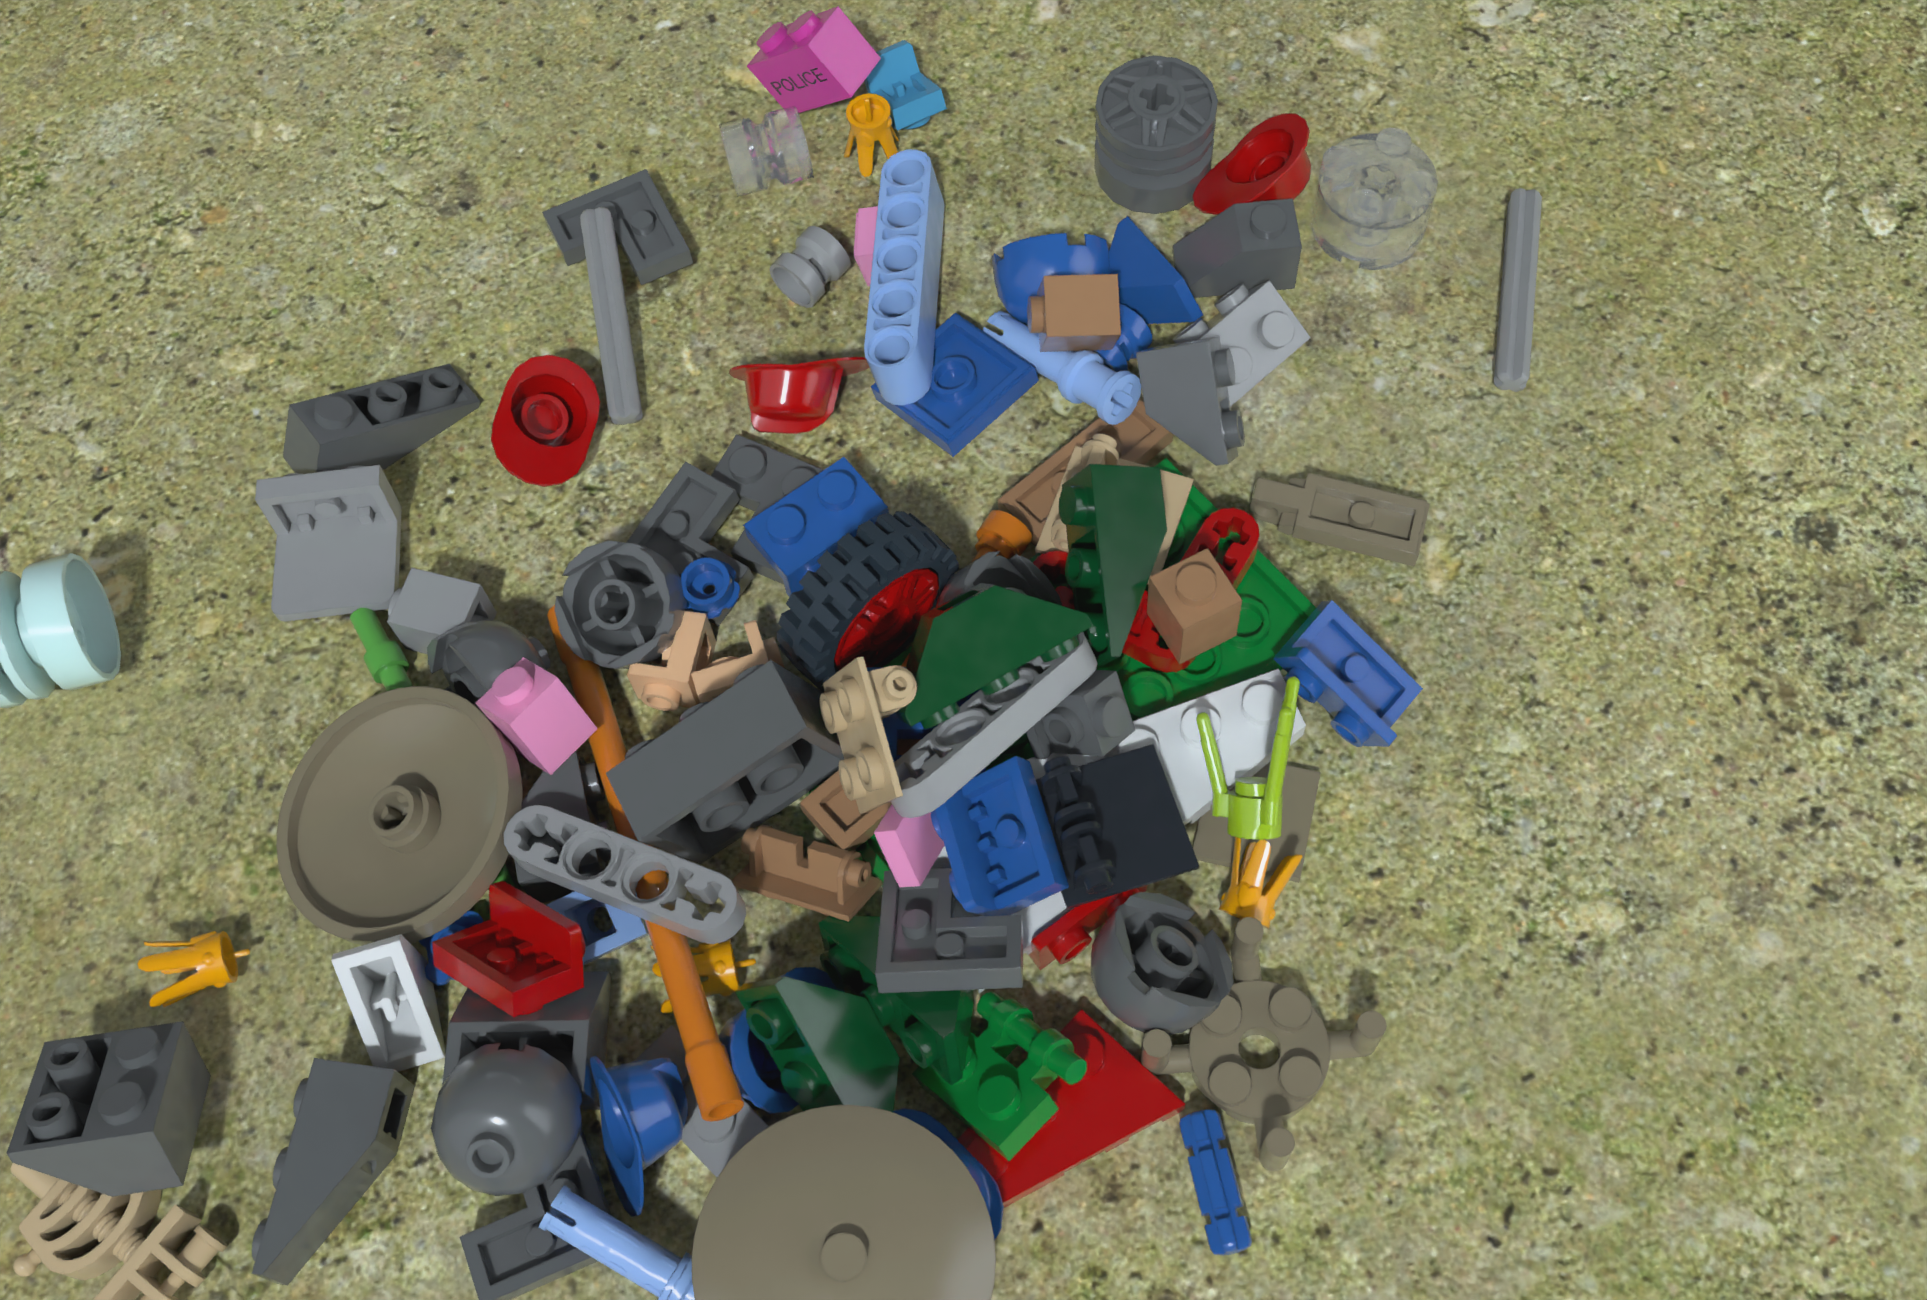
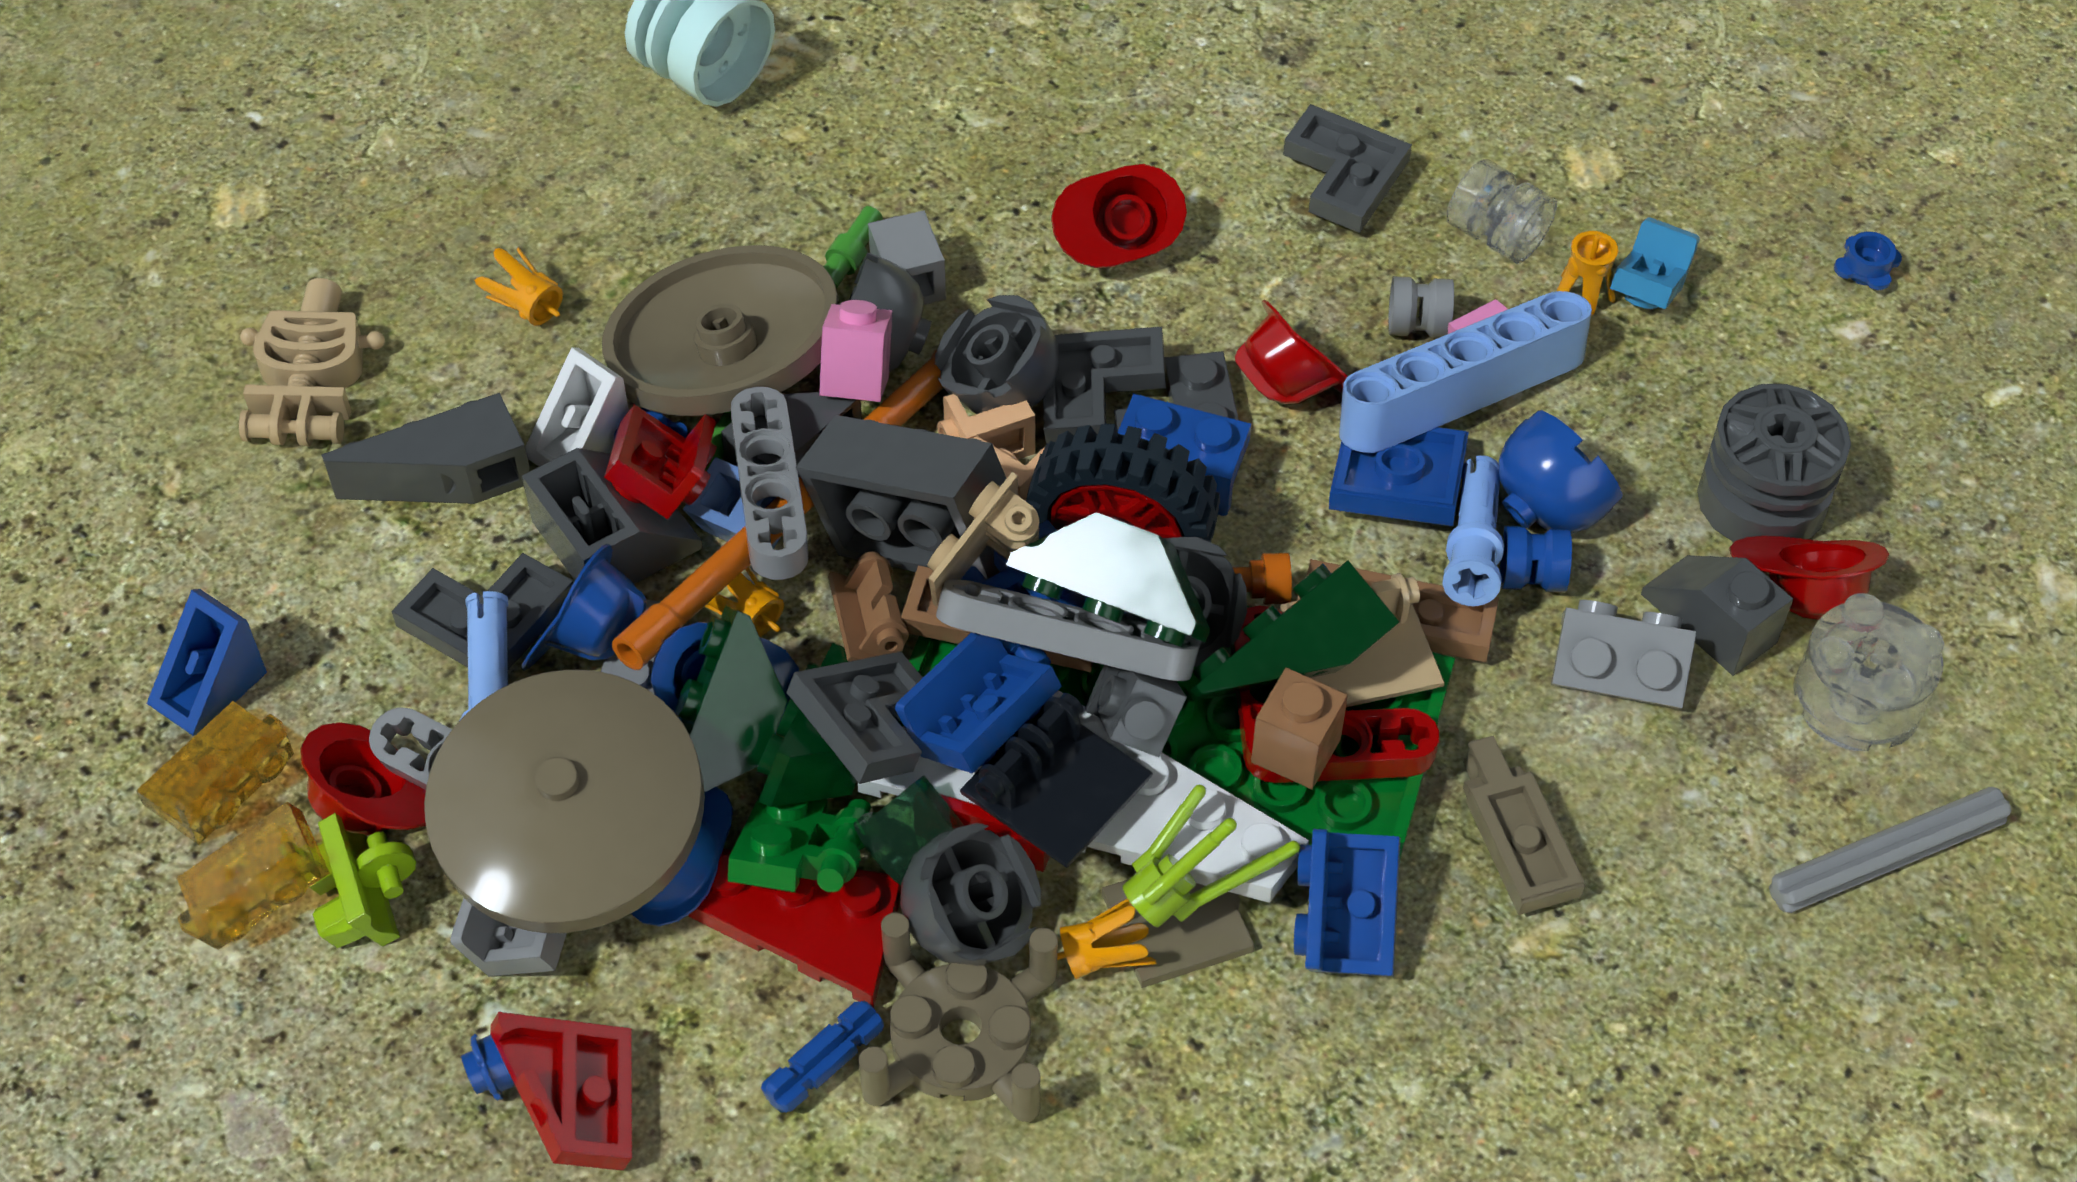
camera: 50 degrees right, 10 degrees down
(114, 1110) = (384, 304): dark grey slope -> none
(332, 541) = (918, 160): light grey bracket -> none
(375, 421) = (1031, 121): dark grey slope -> none
(506, 1119) = (526, 524): dark grey cylinder -> none
(611, 316) = (1255, 204): light grey axle -> none
(709, 572) = (1060, 403): blue plate -> none
(813, 60) = (1609, 181): dark pink brick -> none
(908, 846) = (923, 641): bright pink tile -> none
(1059, 974) = (905, 827): none -> clear green tile
(1076, 312) = (1513, 493): medium nougat brick -> none
(1148, 280) = (1620, 543): blue slope -> none
(1190, 398) = (1523, 639): dark grey slope -> none

